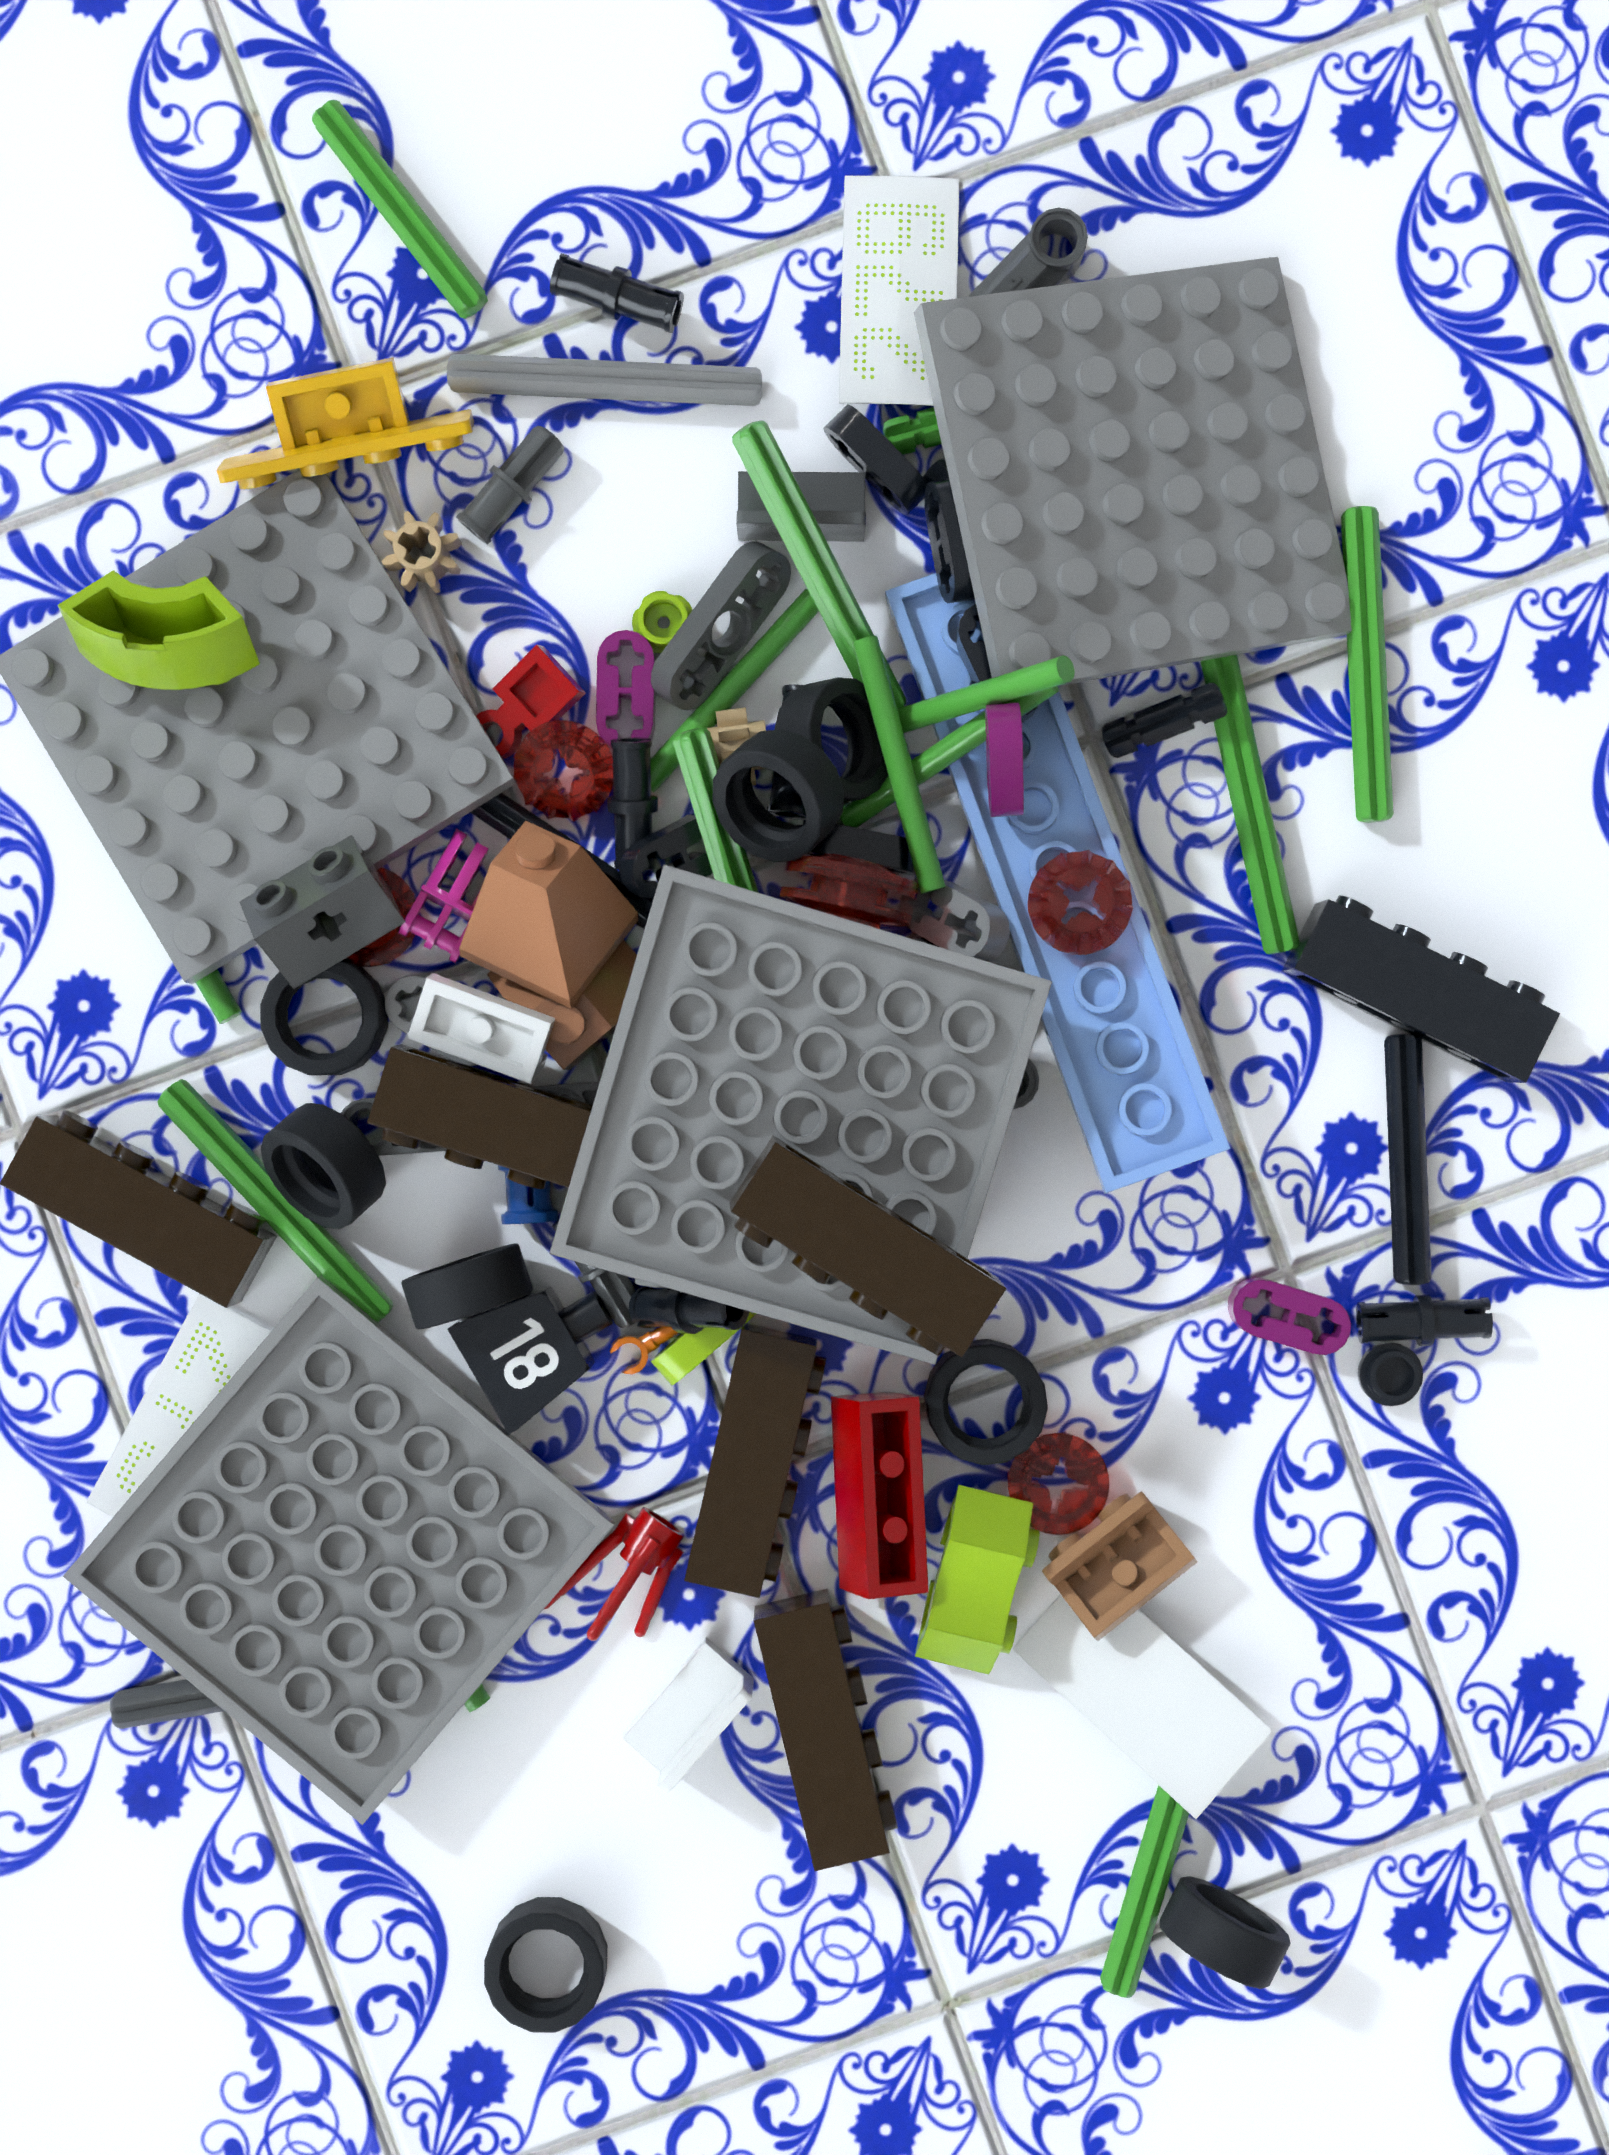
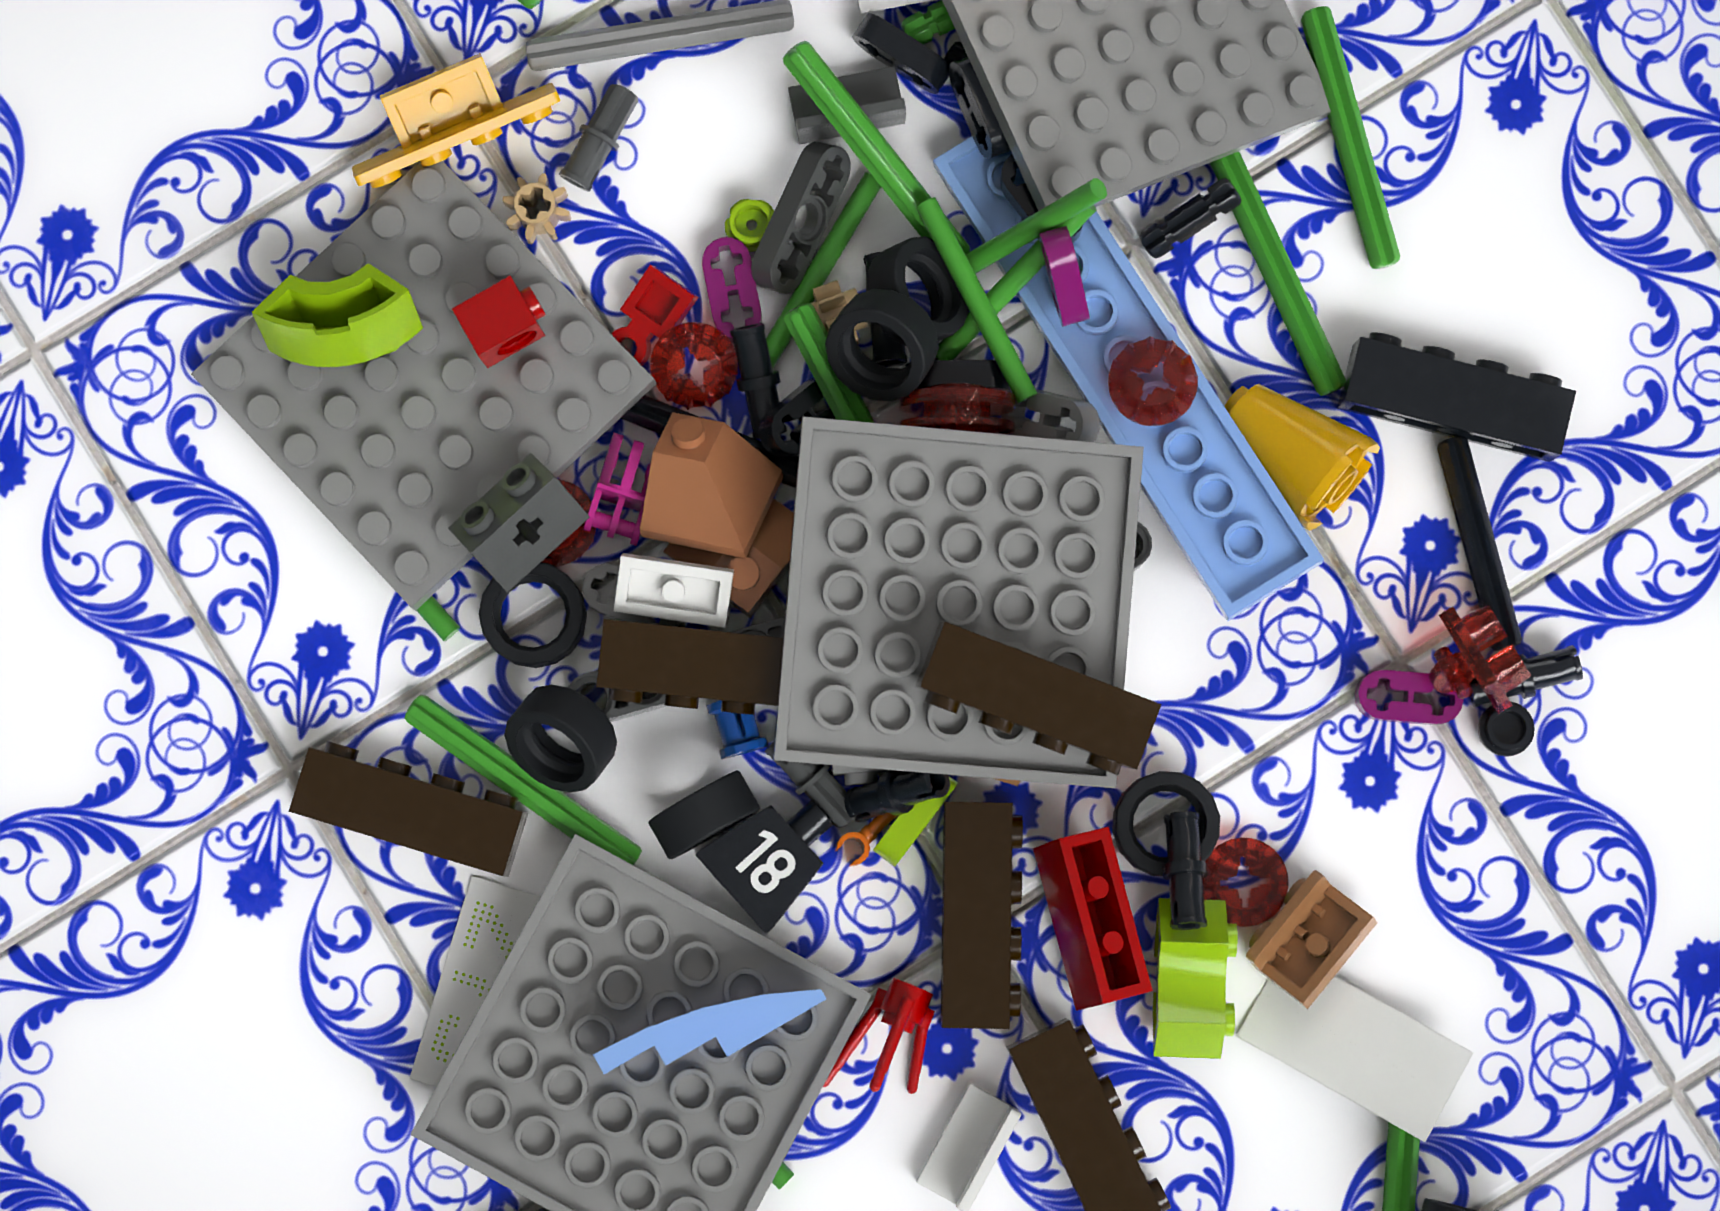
camera: 10 degrees left, 5 degrees down
(347, 674) = (501, 320): none -> red brick
(443, 1529) = (731, 1022): none -> light blue slope
(994, 1465) = (1185, 870): none -> black pin
(1231, 1013) = (1303, 451): none -> yellow cone
(1394, 1318) = (1495, 674): none -> clear red hips

